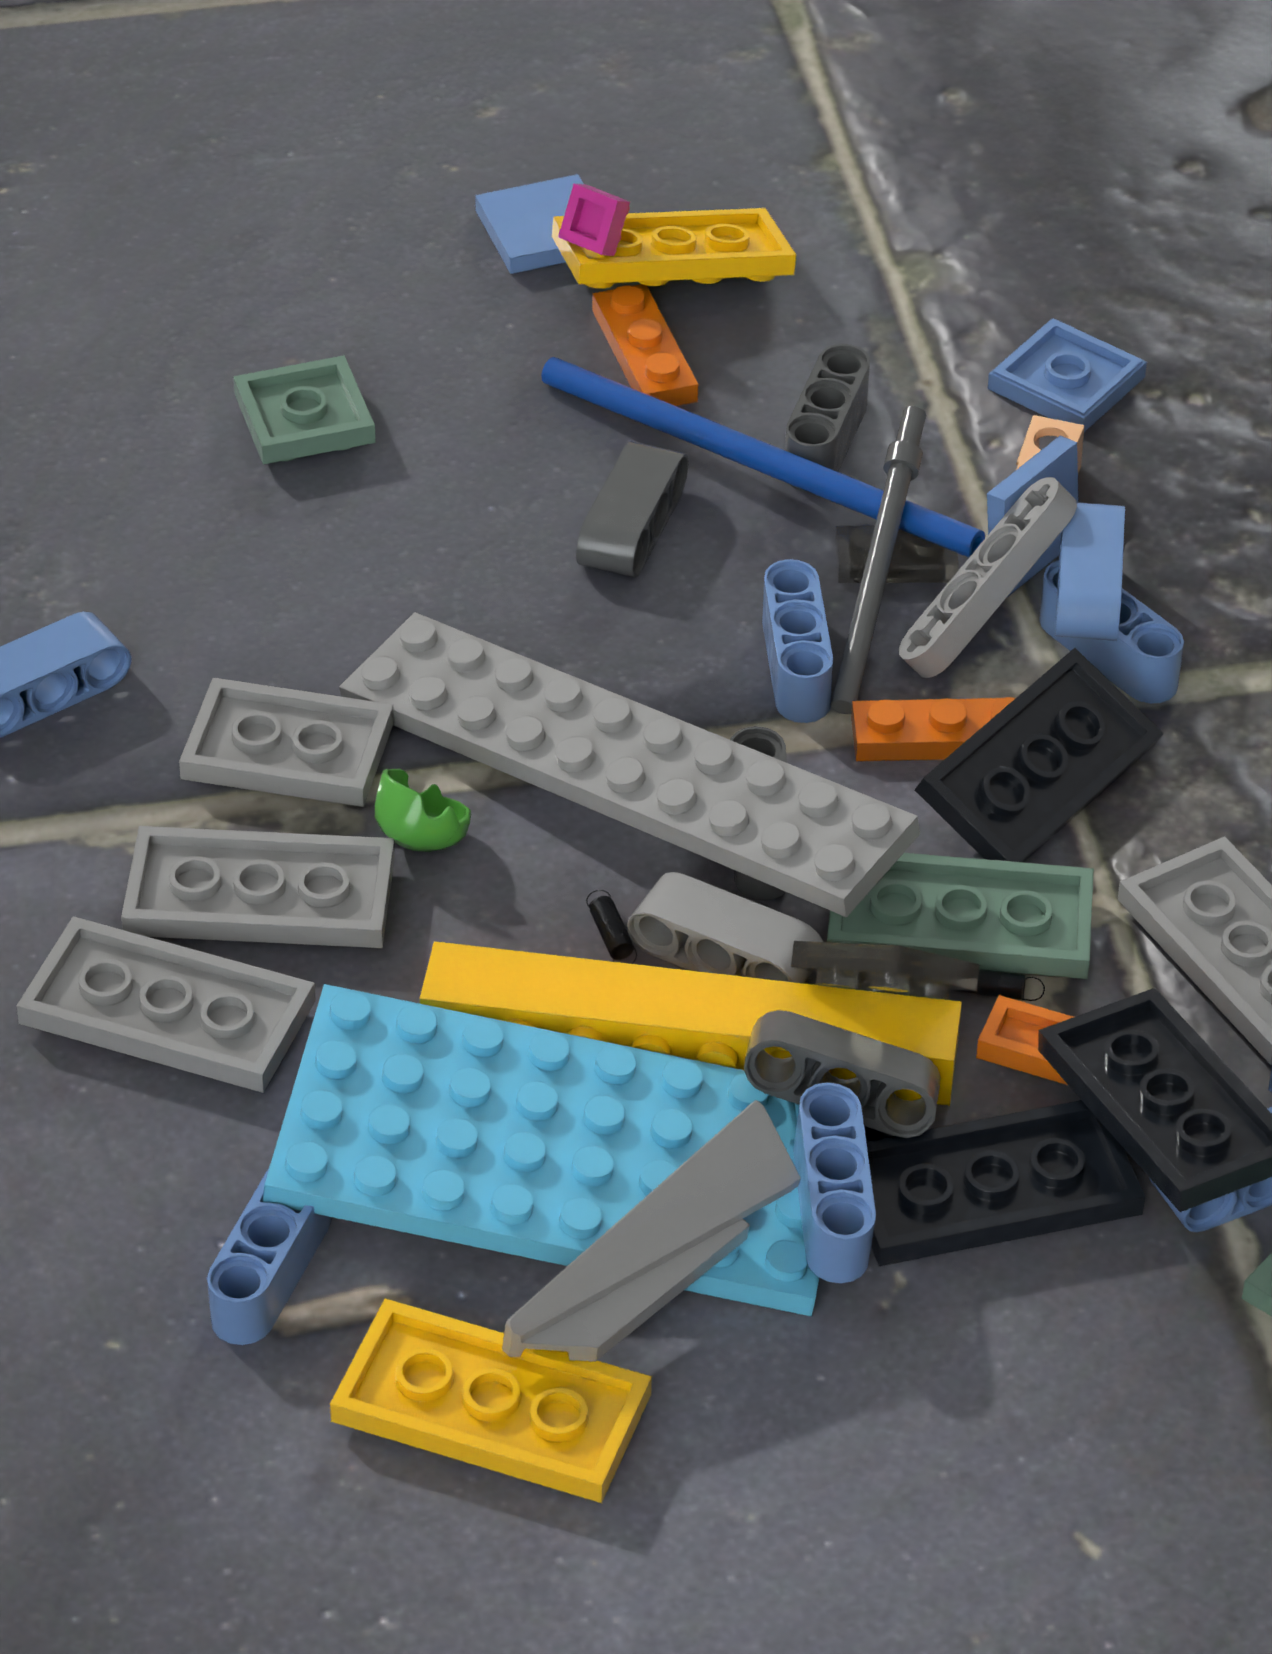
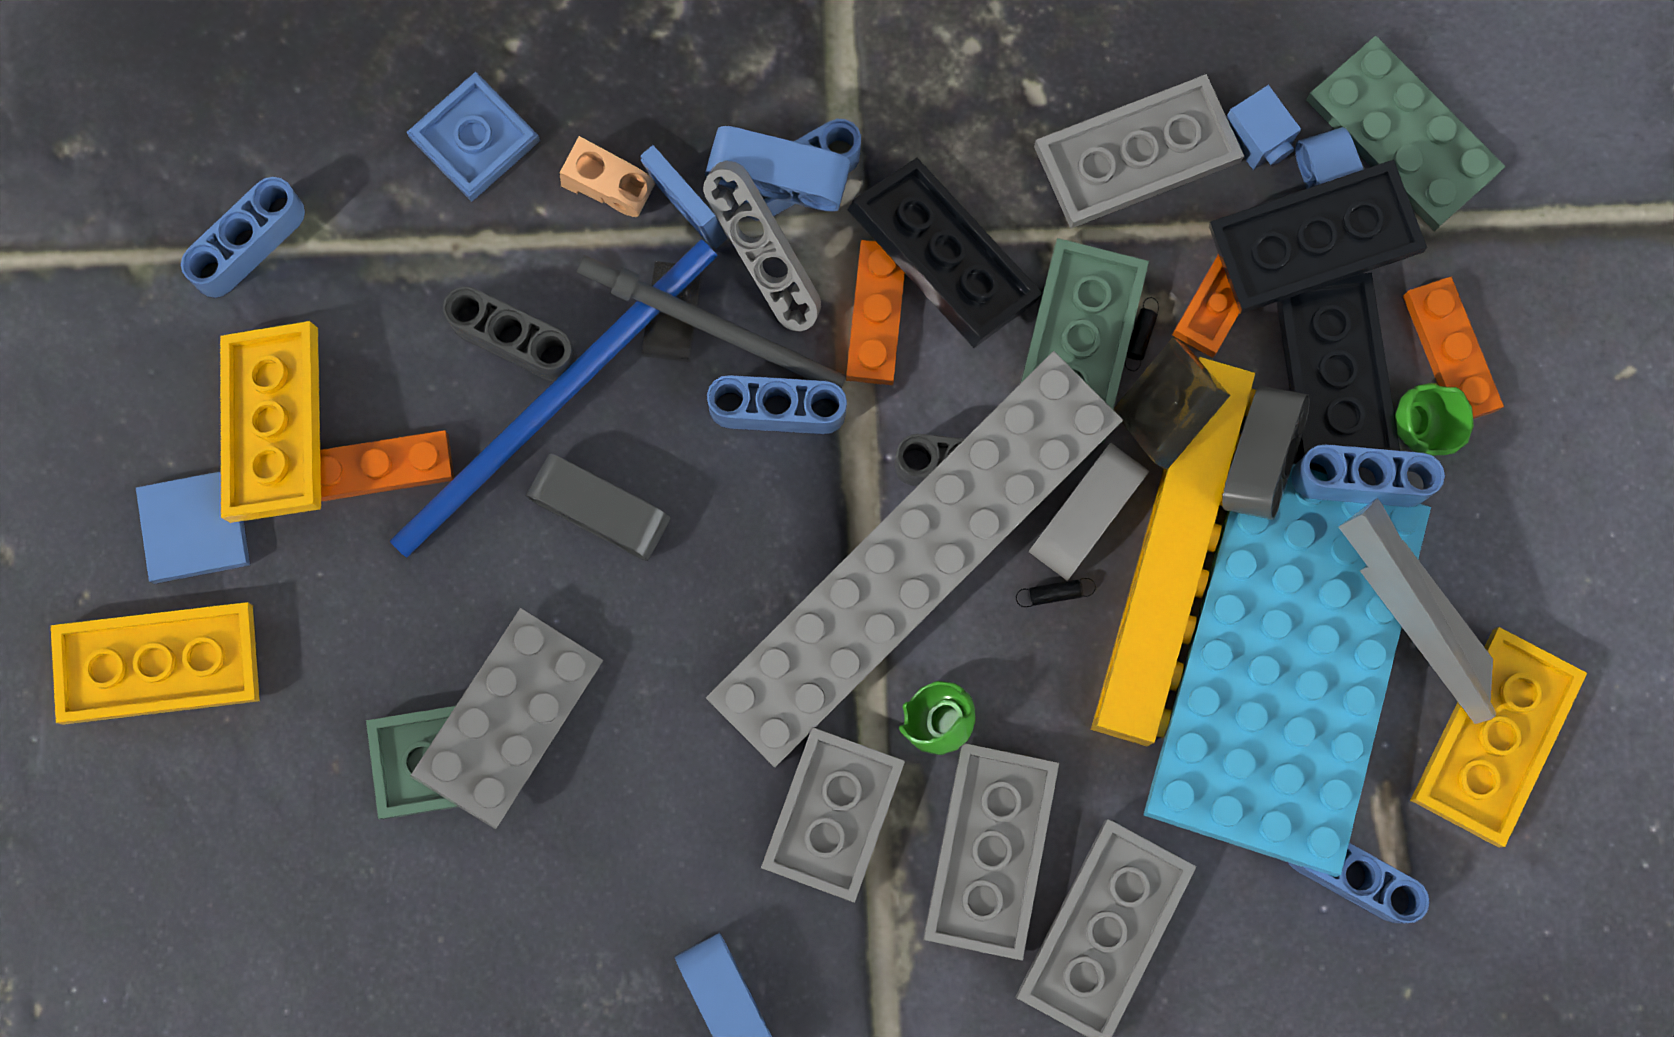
camera: 85 degrees left, 35 degrees up
(364, 458) = (507, 718): none -> light grey plate
(385, 211) = (154, 663): none -> yellow plate
(594, 219) = (269, 481): dark pink tile -> none
(885, 211) = (237, 261): none -> medium blue beam
(941, 1273) = (1434, 419): none -> bright green hair
(1060, 1321) = (1452, 344): none -> orange plate

